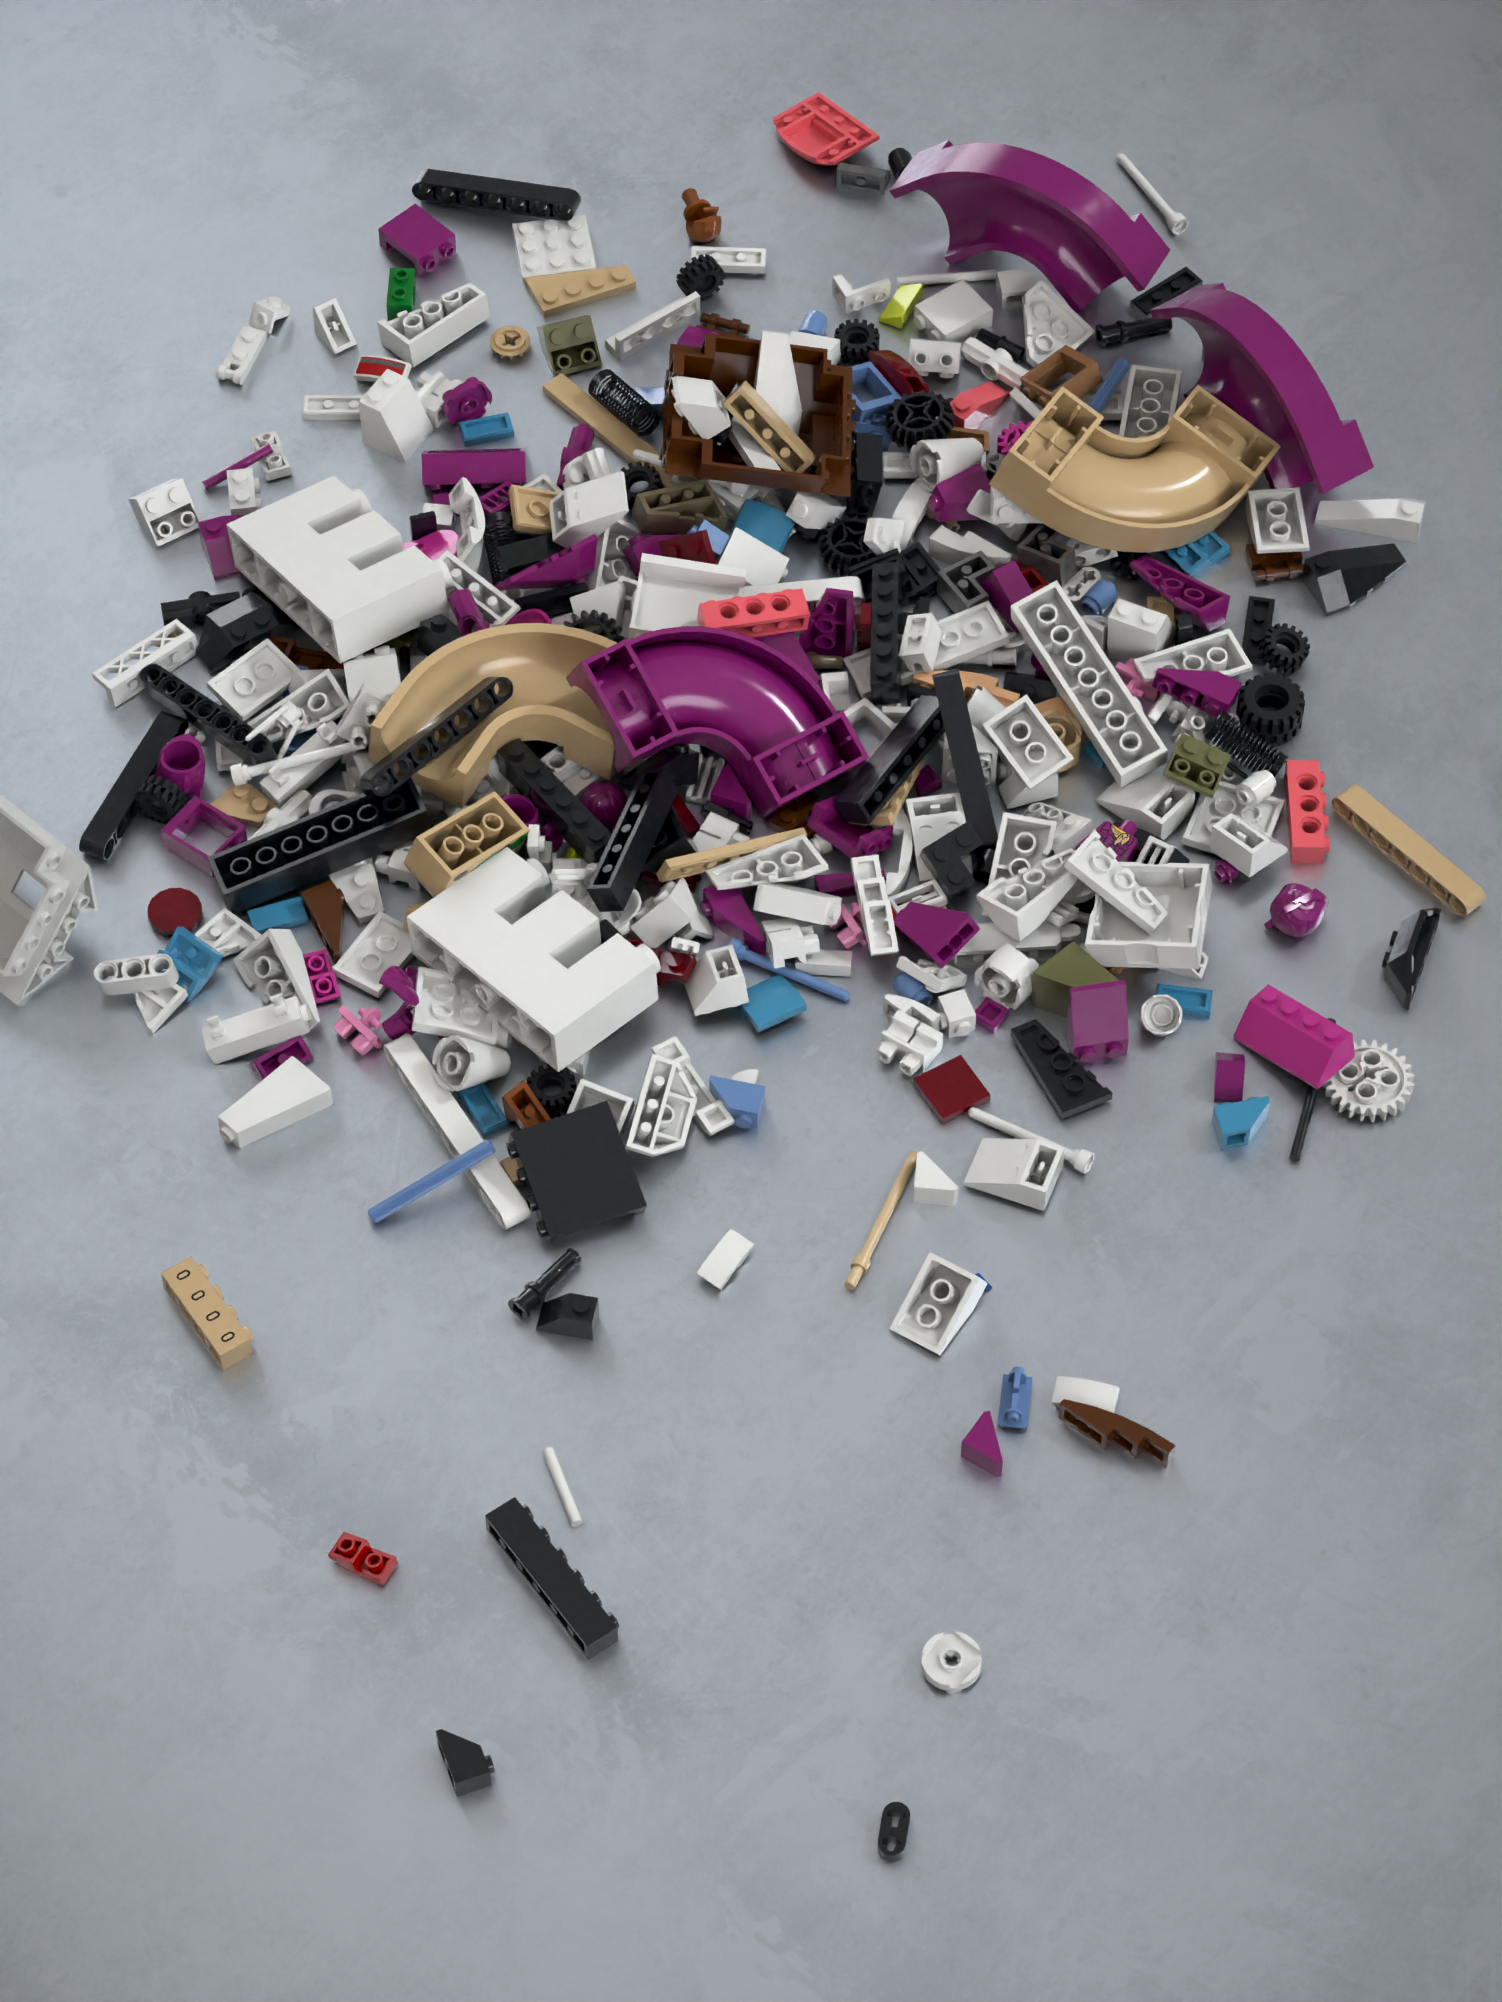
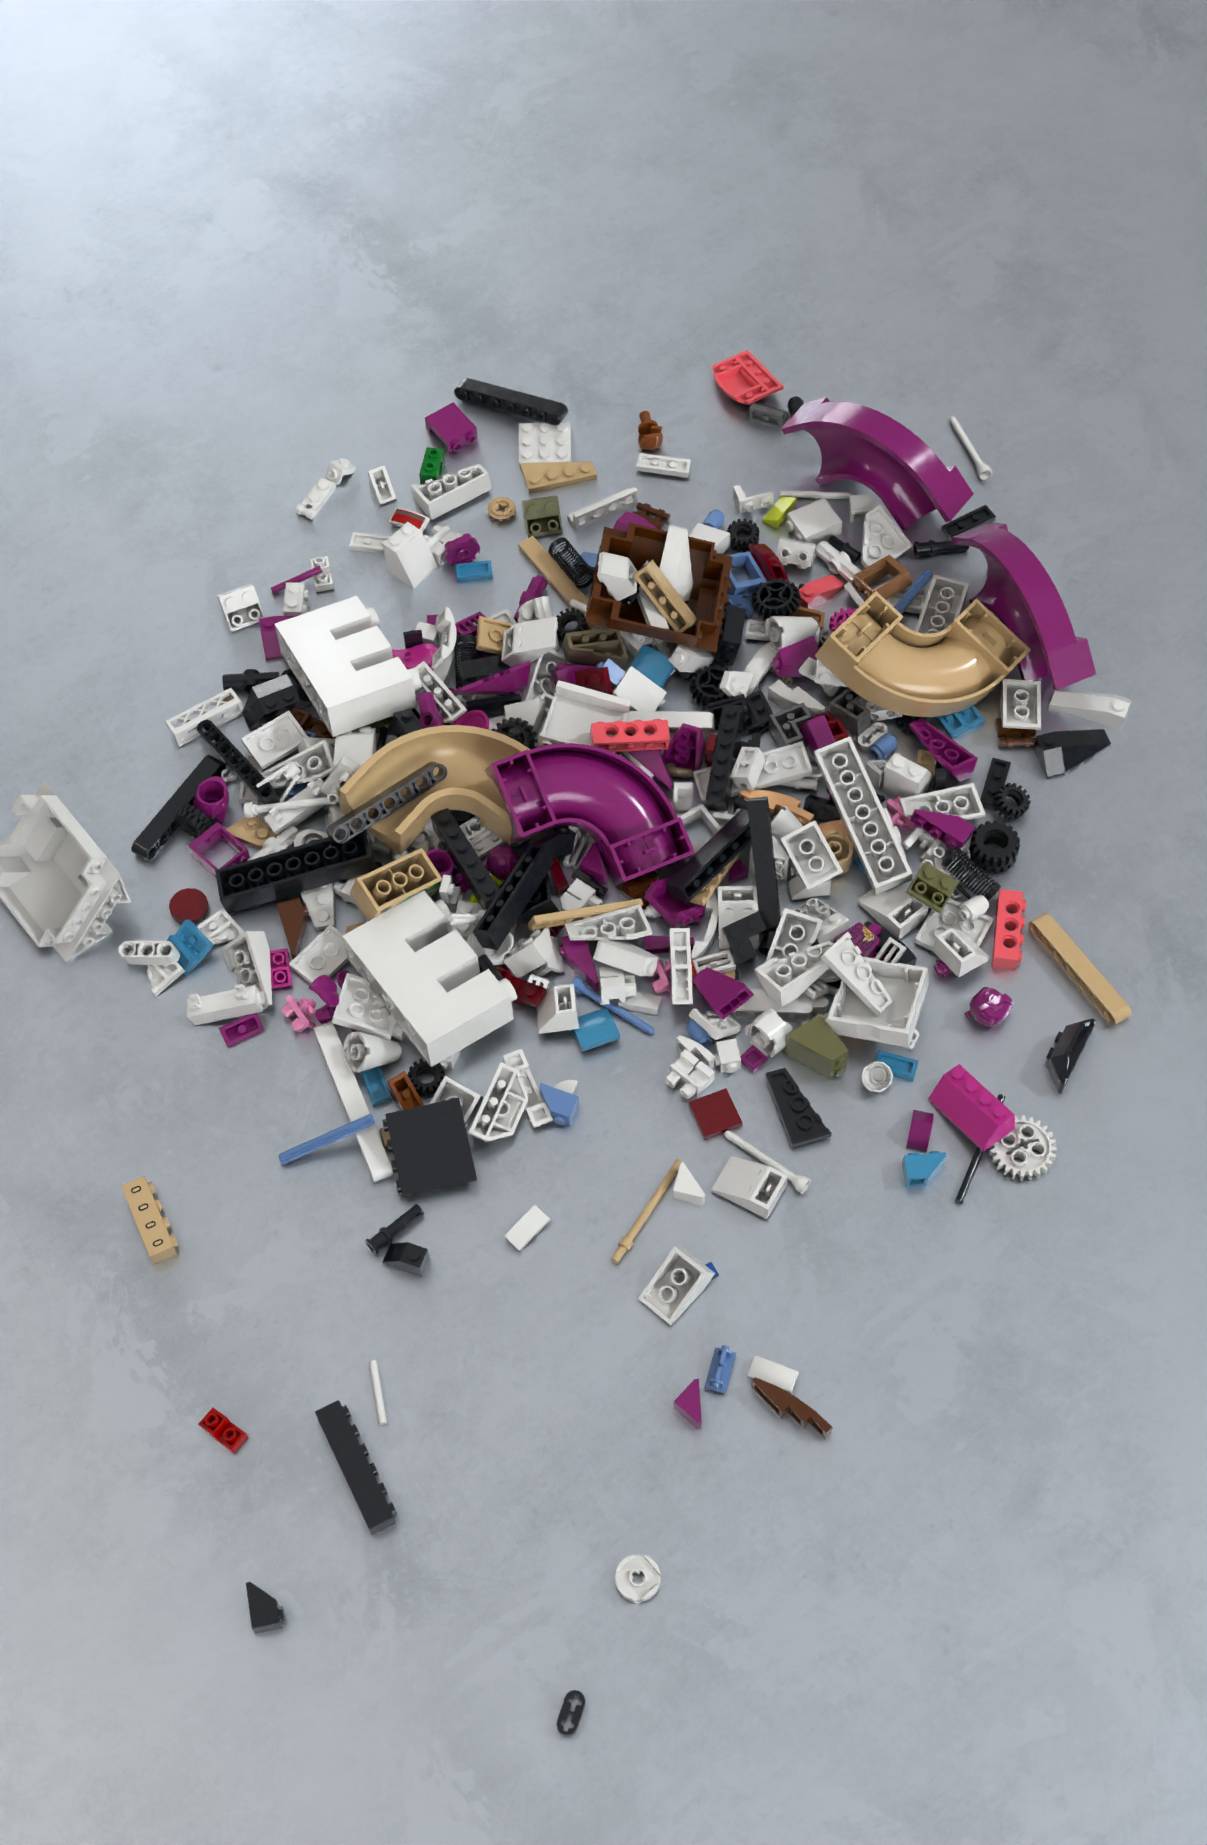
camera: 10 degrees right, 5 degrees up
(275, 1103) = (227, 1063): white slope -> none
(278, 915) = (259, 918): dark azure tile -> none
(476, 465) = (459, 598): magenta slope -> none
(701, 276) = (641, 476): black tyre -> none
(1097, 1021) = (828, 1078): magenta slope -> none

